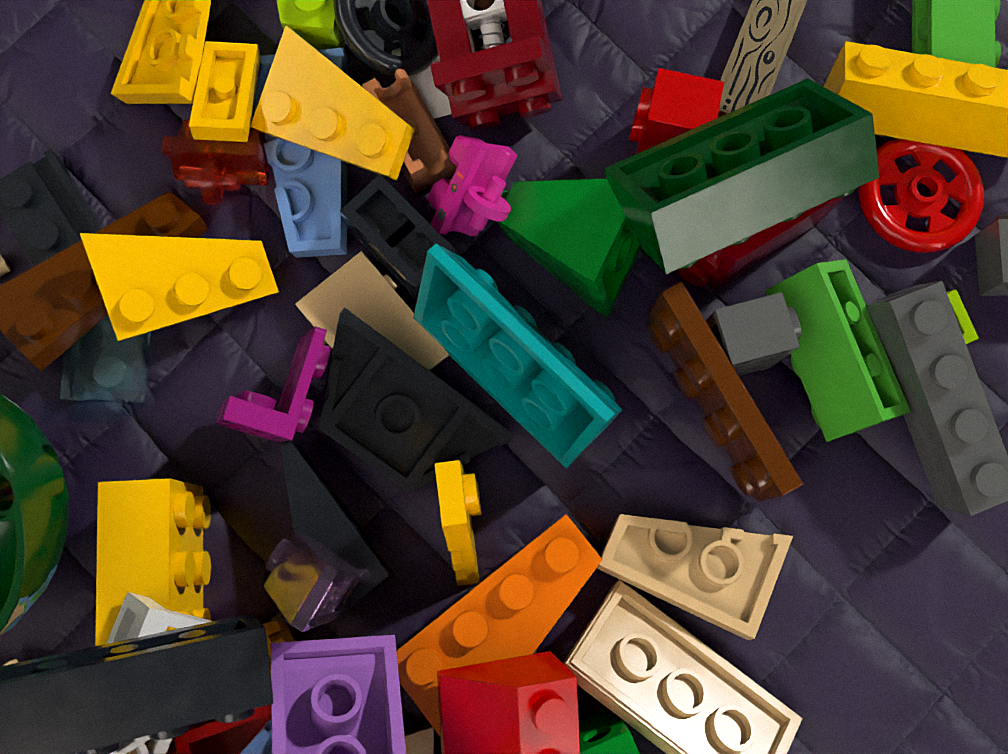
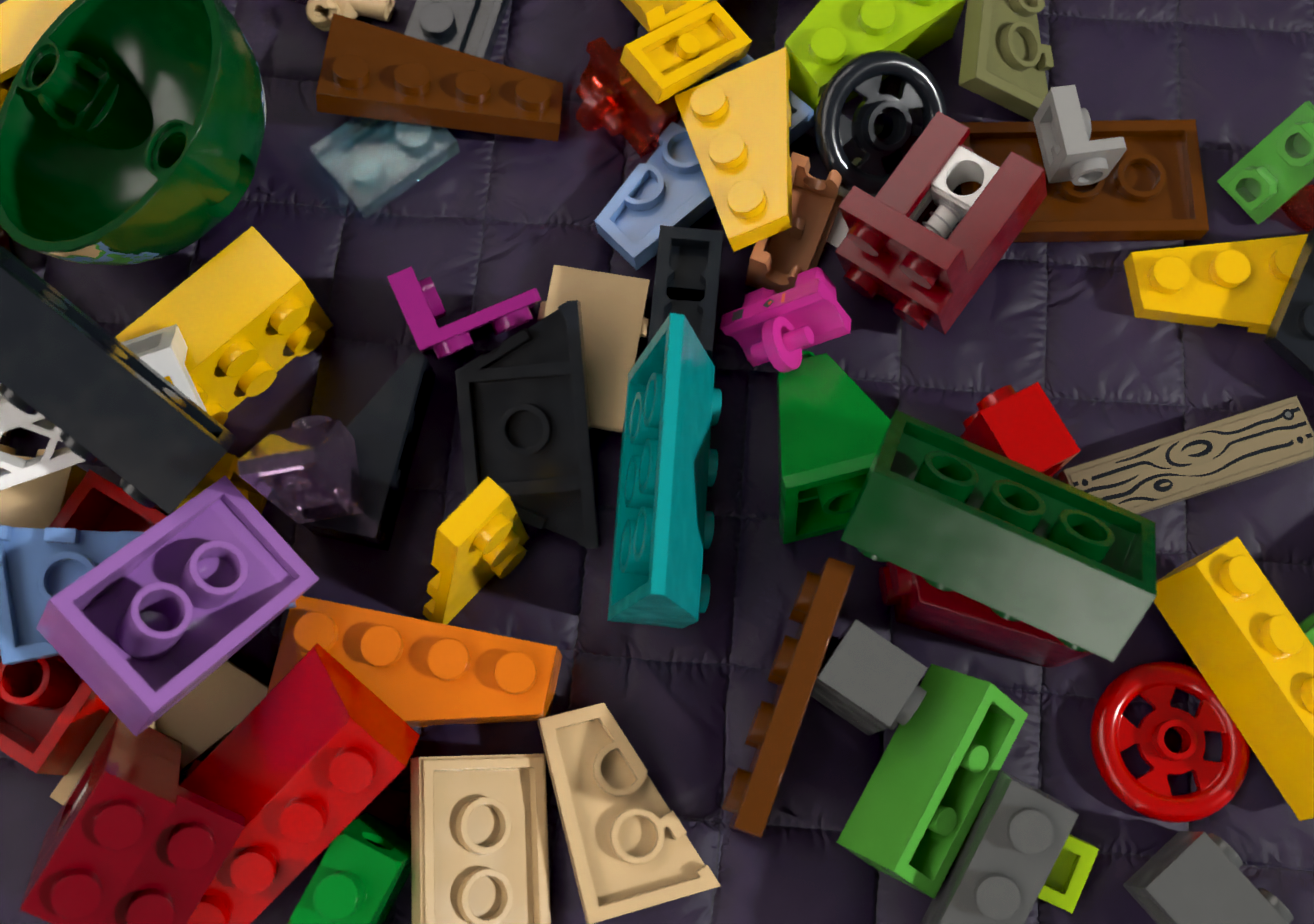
camera: 50 degrees right, 5 degrees down
(174, 279) = (485, 147): yellow wing -> none

